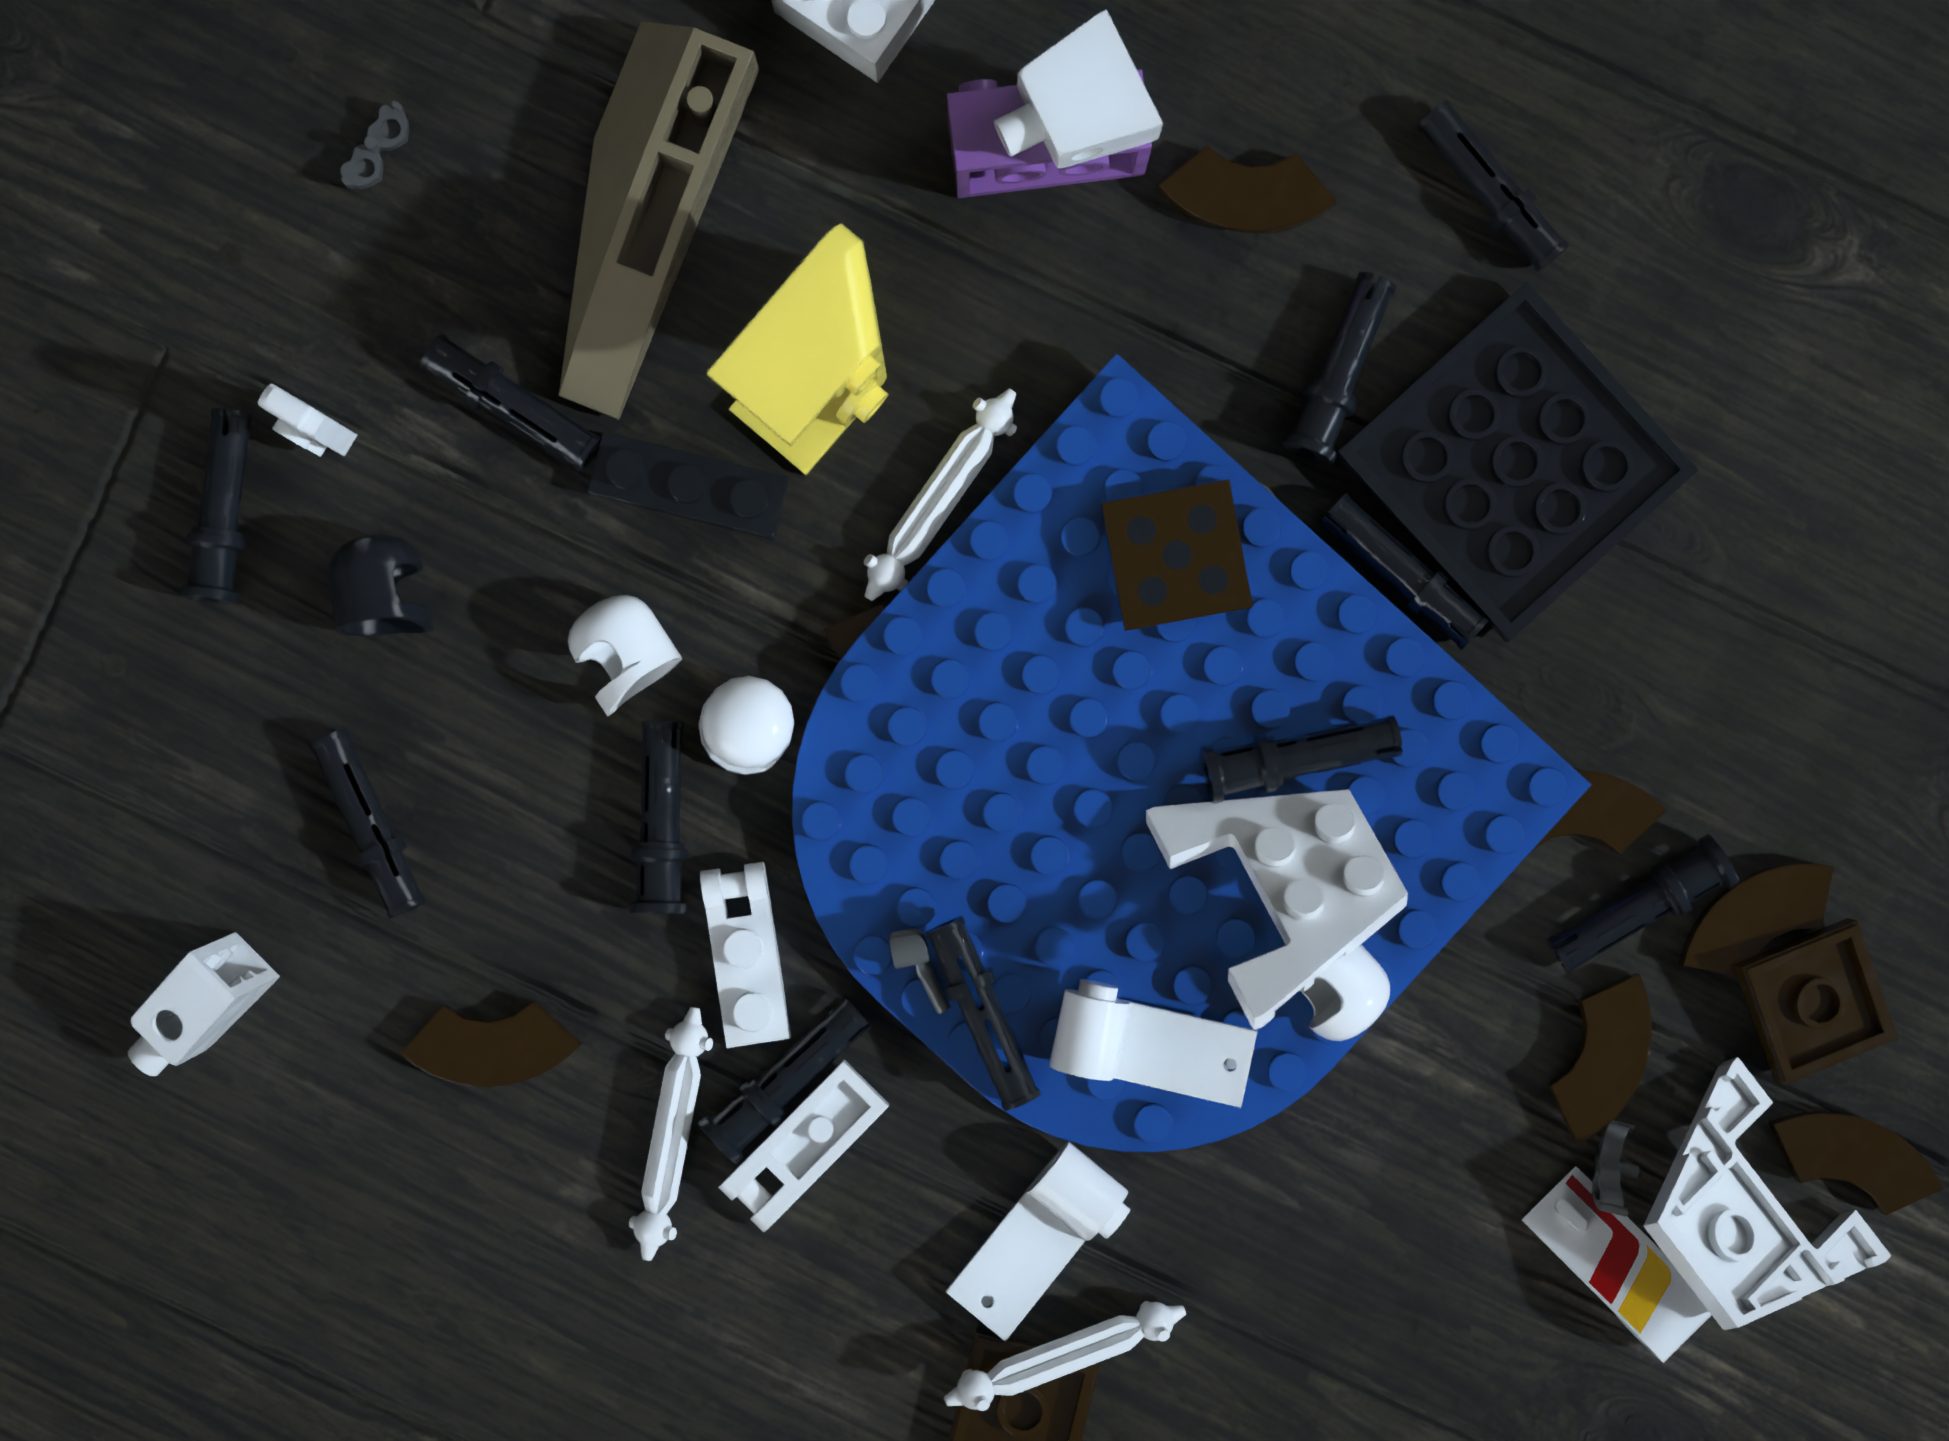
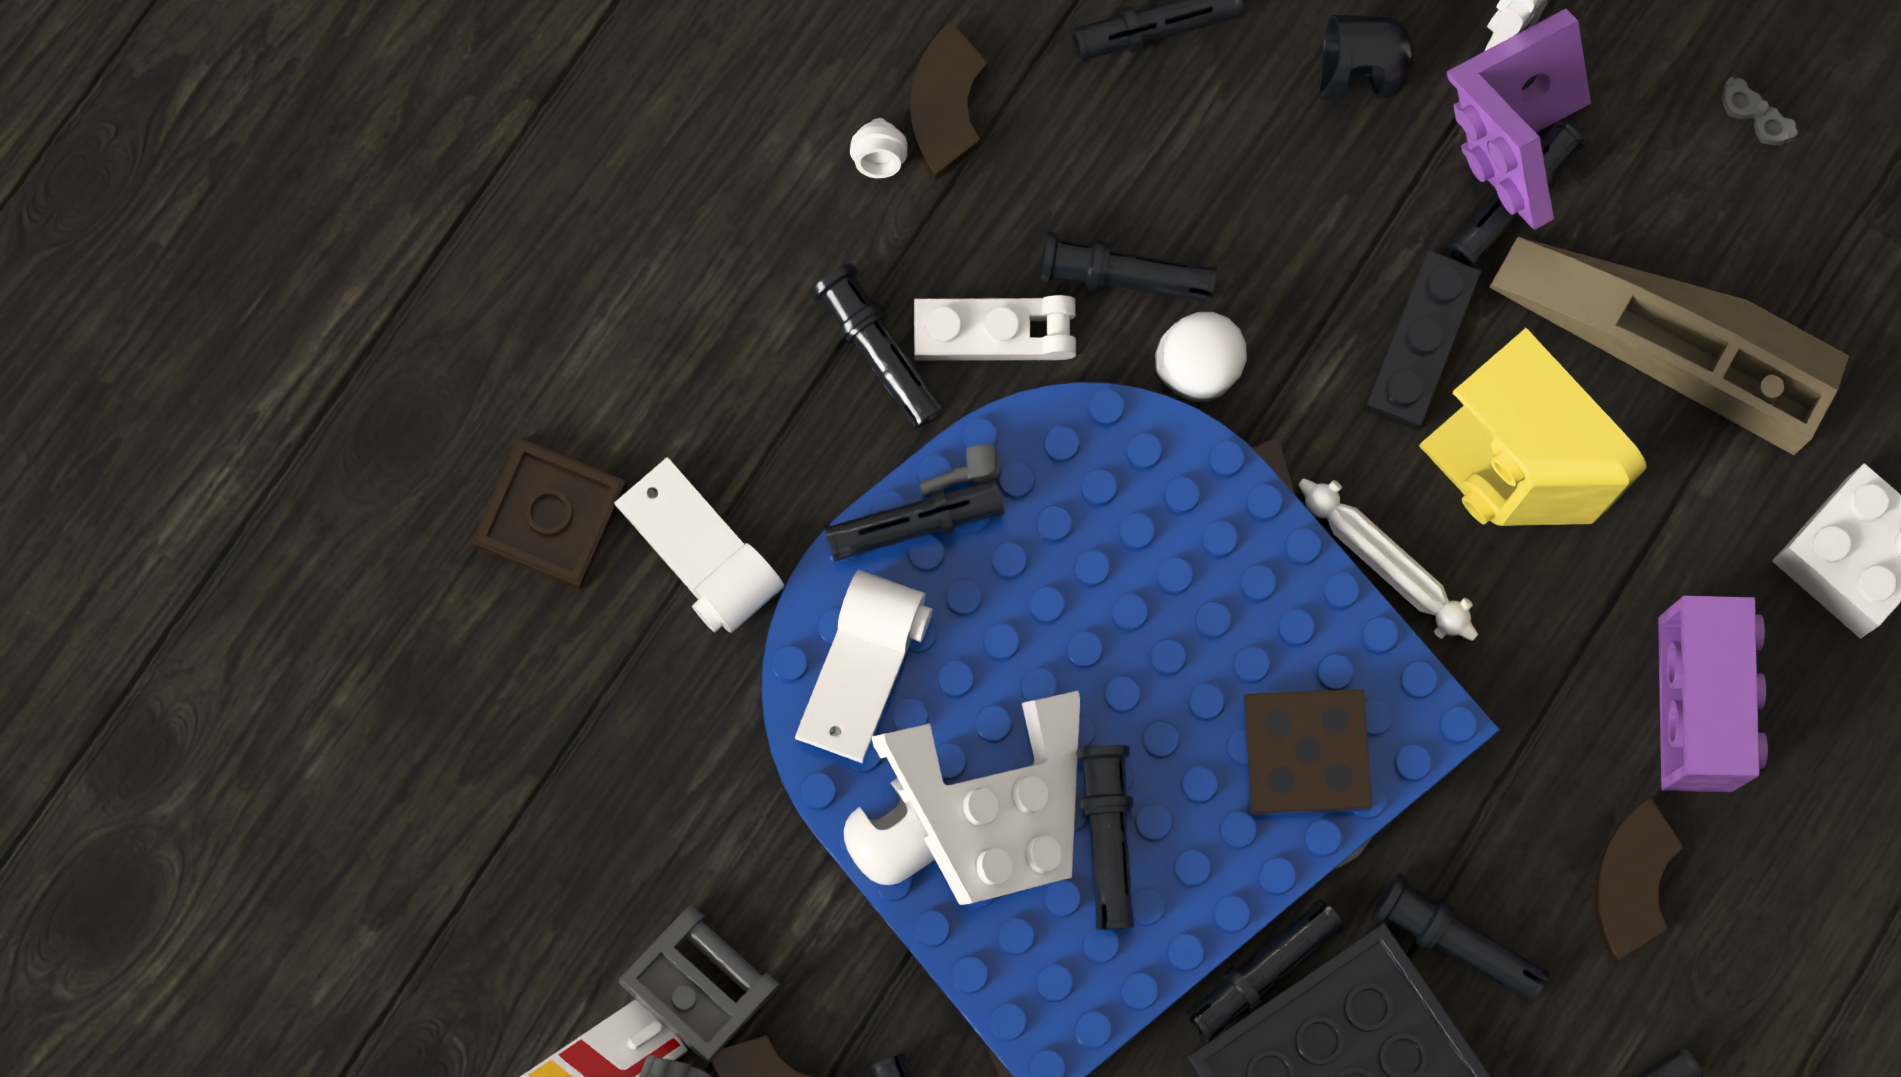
camera: 90 degrees right, 10 degrees down
(418, 431) = (1505, 119): none -> medium lavender bracket
(559, 1112) = (878, 149): none -> white plate
(627, 643) = (1290, 264): white helmet -> none
(670, 1133) = (845, 241): white wheel -> none
(806, 1144) = (818, 356): white plate -> none
(1064, 1355) = (593, 553): white wheel -> none
(1081, 99) = (1736, 709): white torso -> none
(1526, 1179) = (685, 997): none -> dark grey plate

